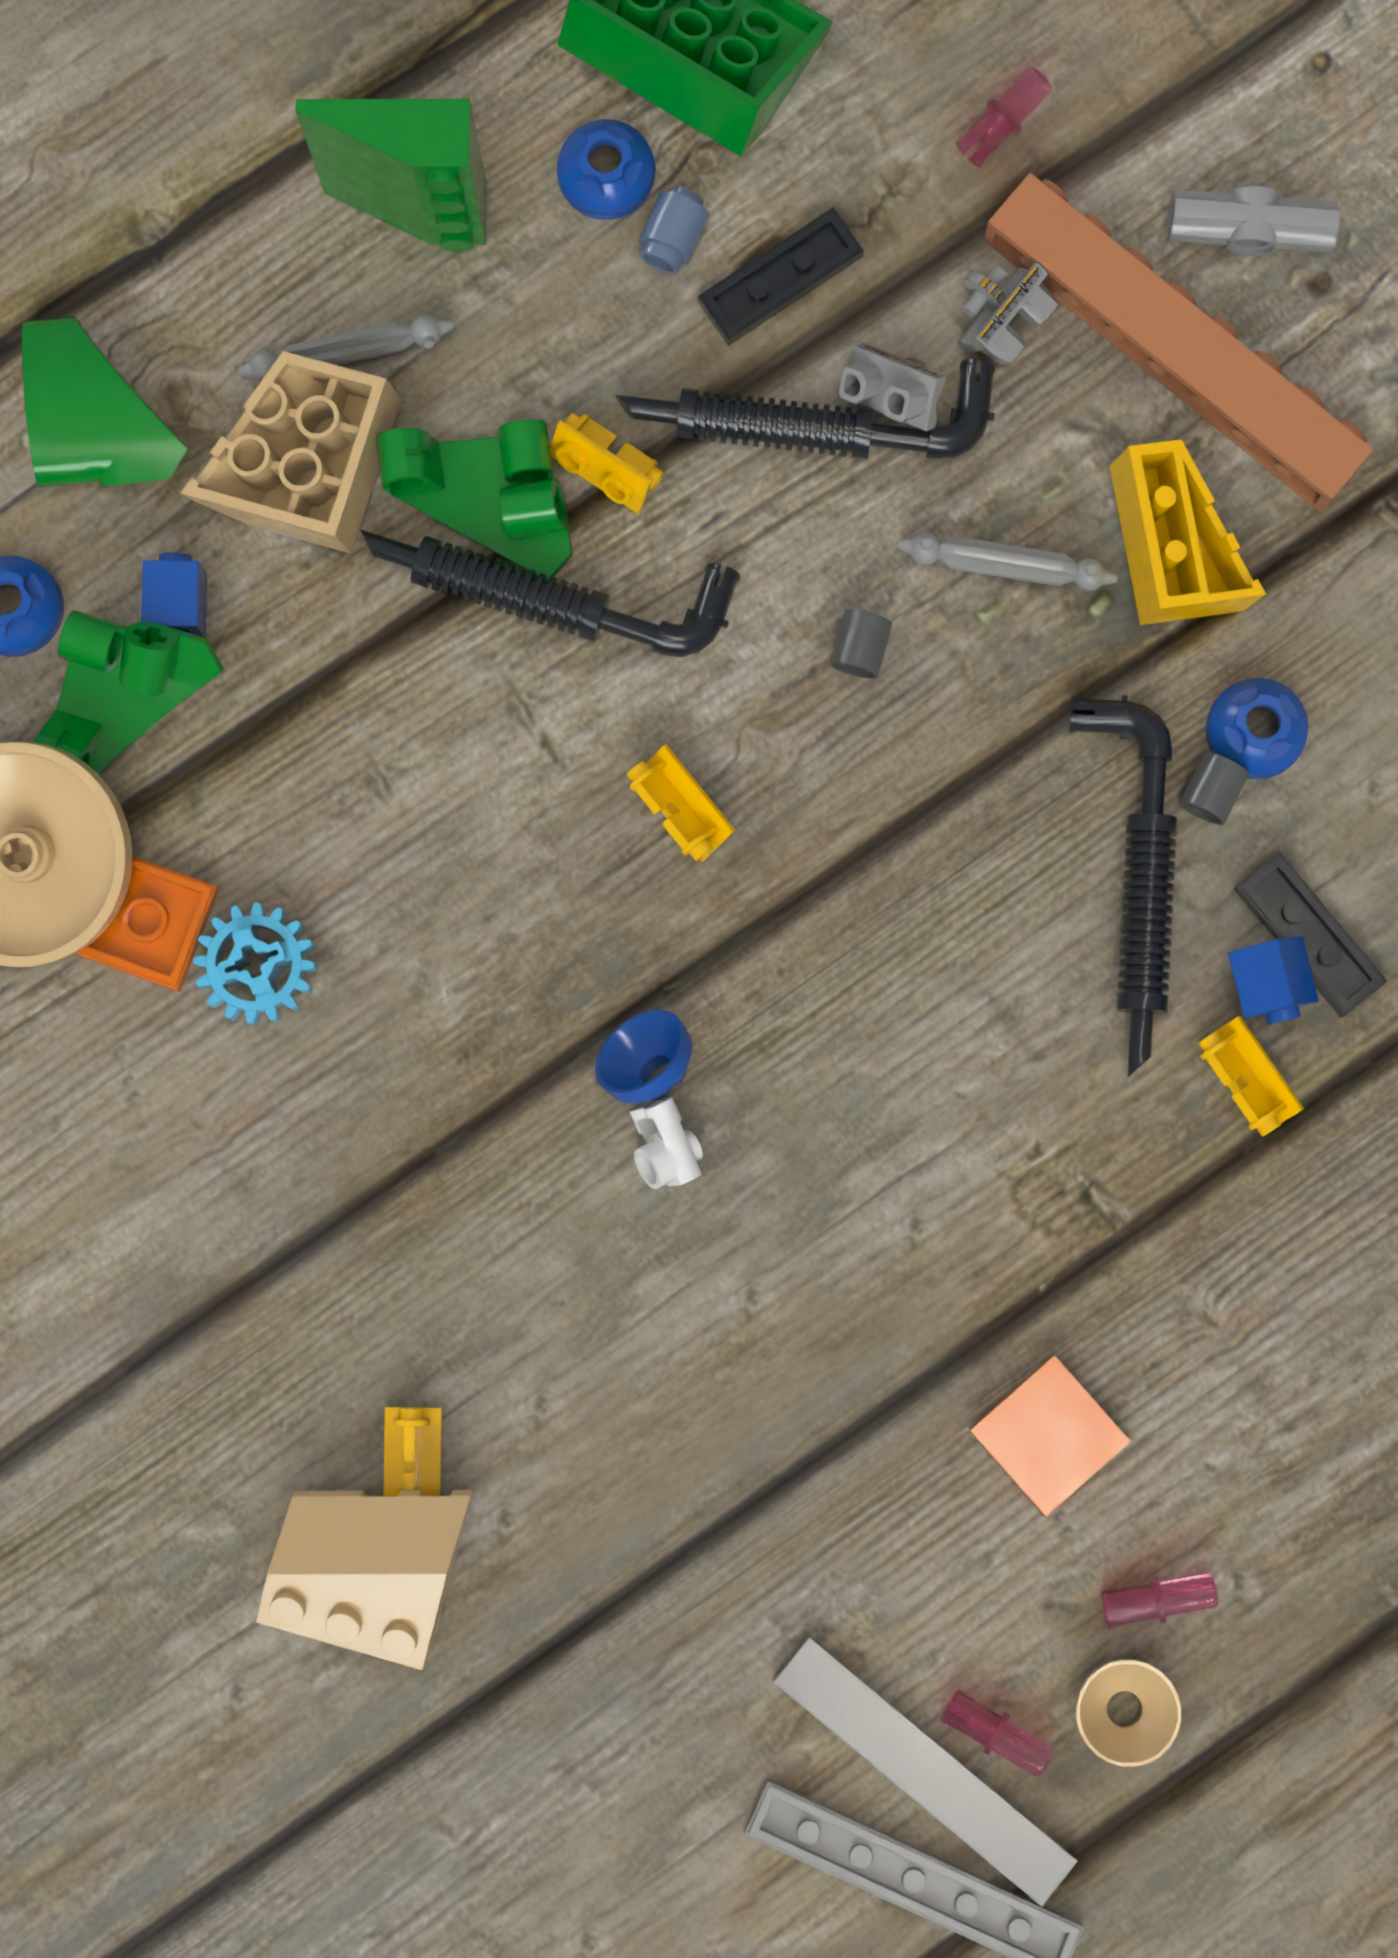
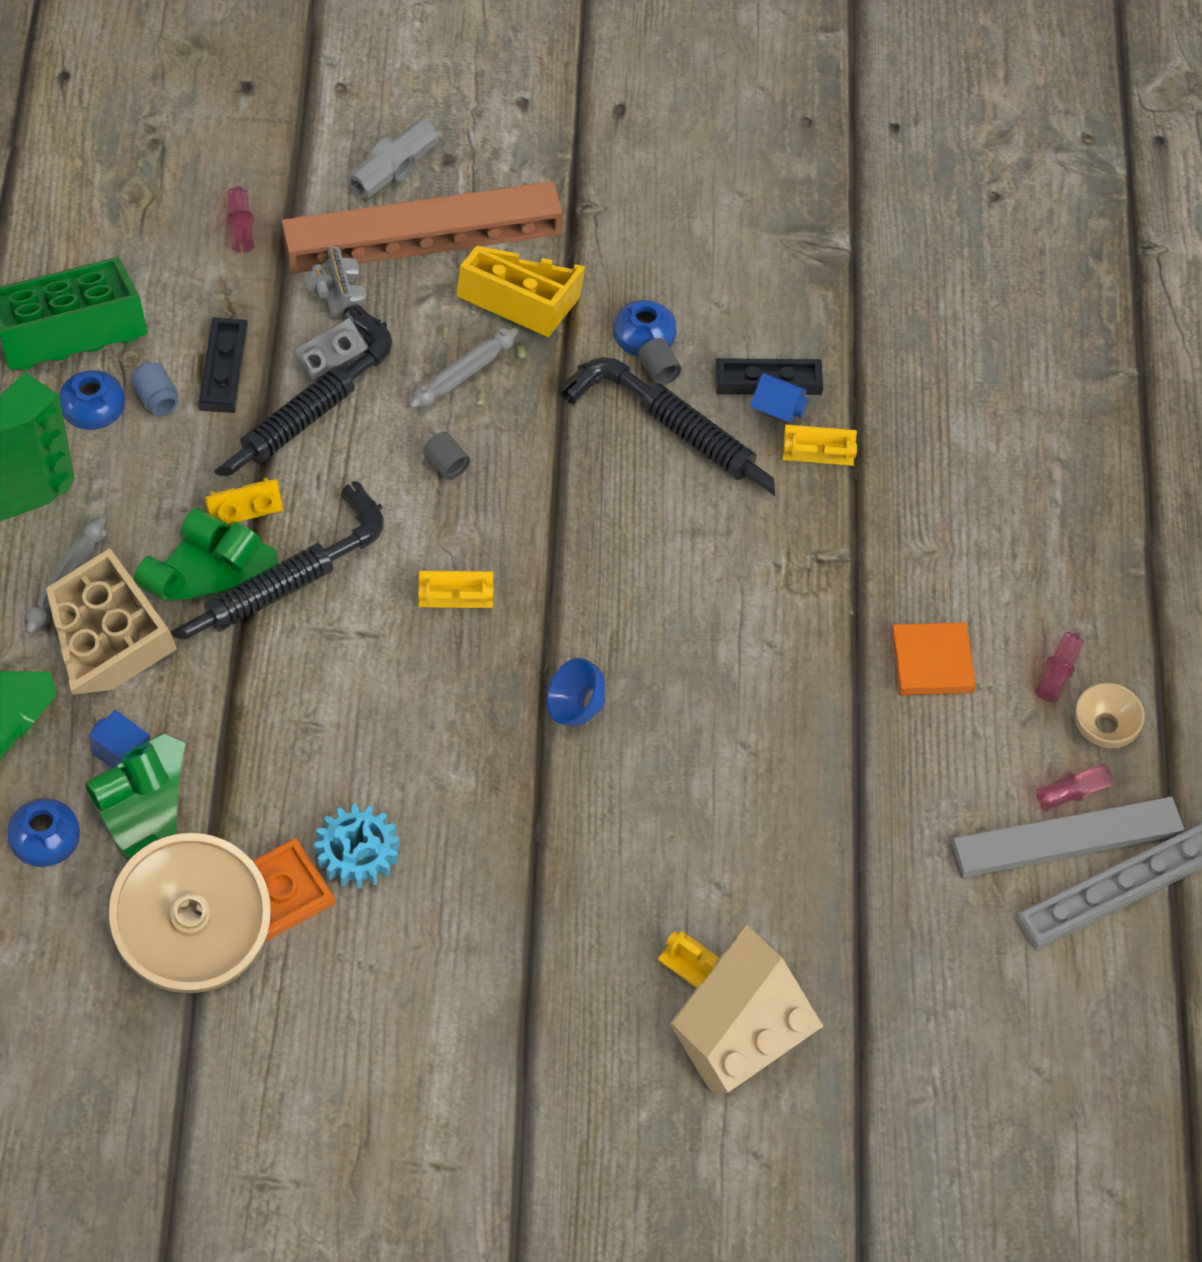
camera: 60 degrees left, 25 degrees down
(670, 1150) = (634, 720): white plate -> none

